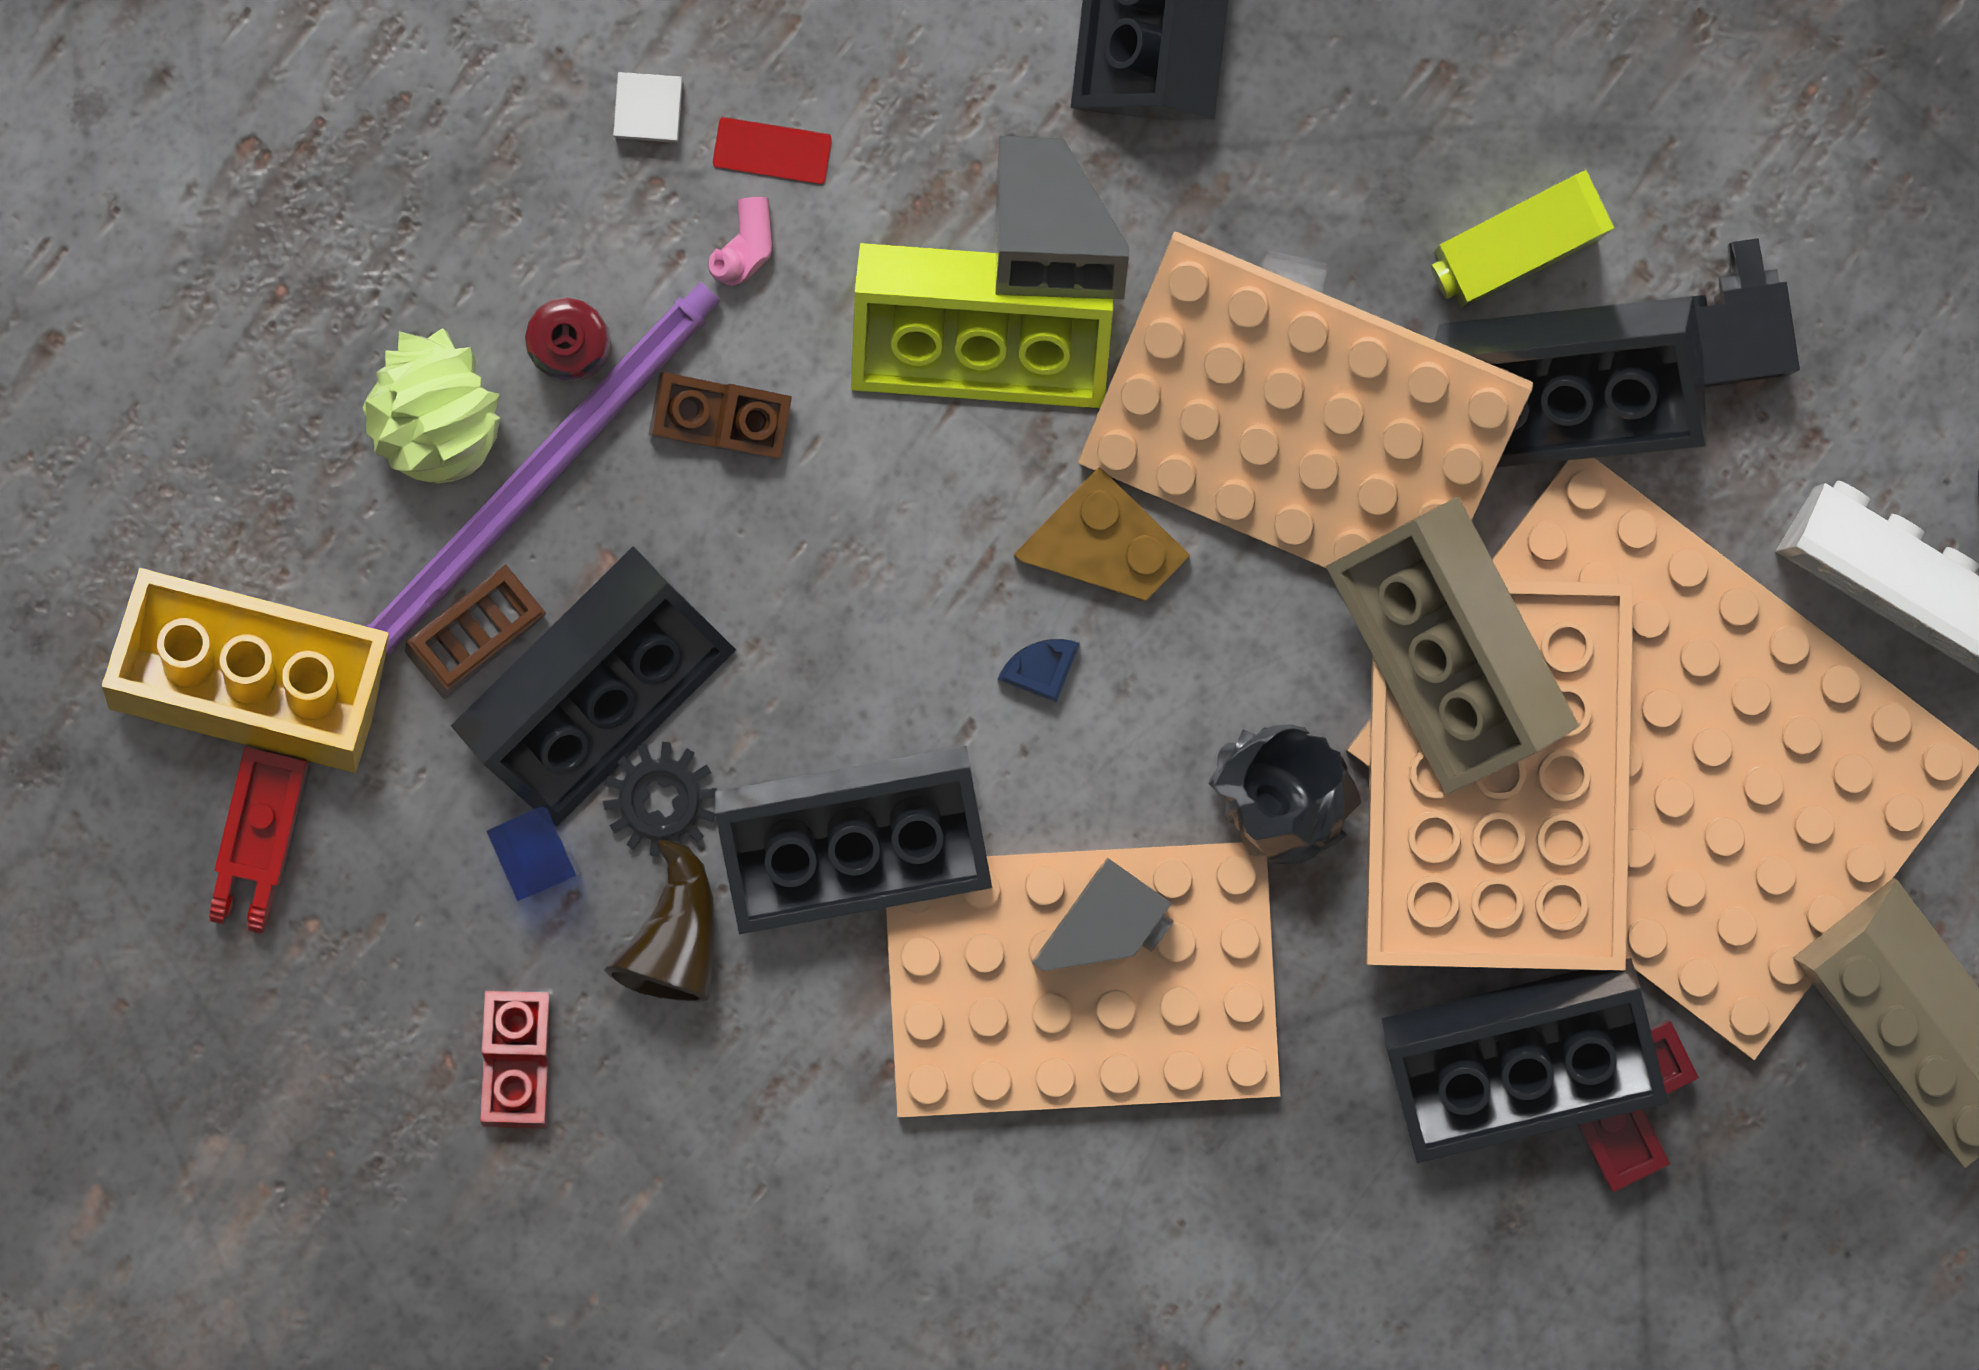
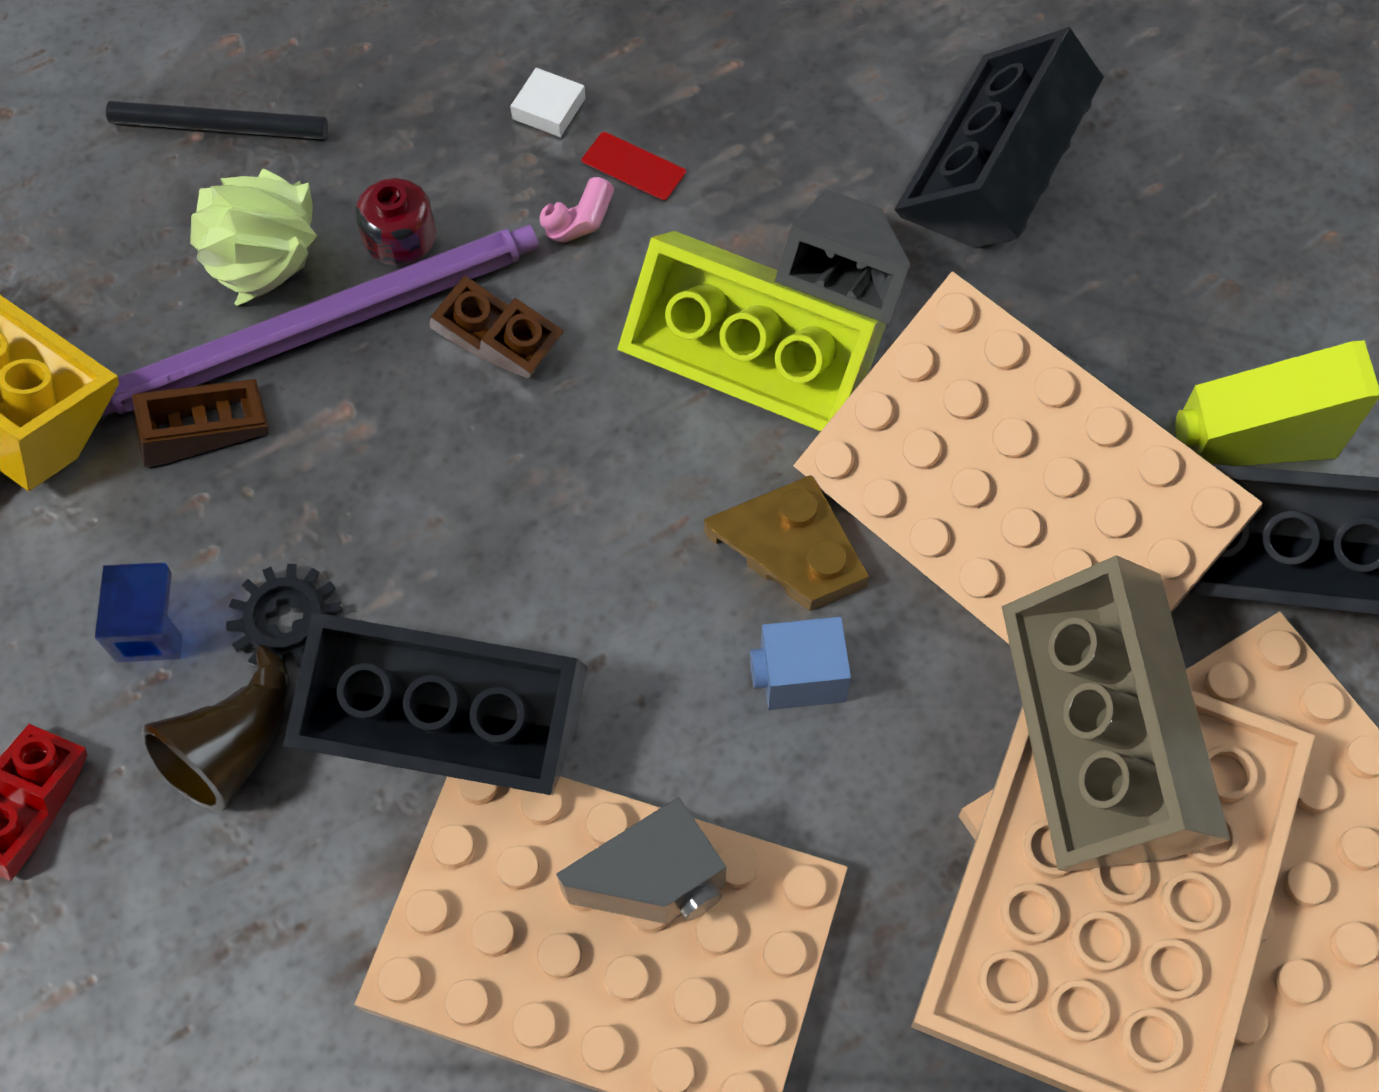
camera: 25 degrees right, 25 degrees down
(298, 267) = (217, 120): none -> black bar
(593, 687) = (270, 497): black slope -> none
(1041, 667) = (688, 629): dark blue tile -> none
(1159, 670) = (802, 663): none -> medium blue brick
(1285, 792) = (886, 818): black hair -> none

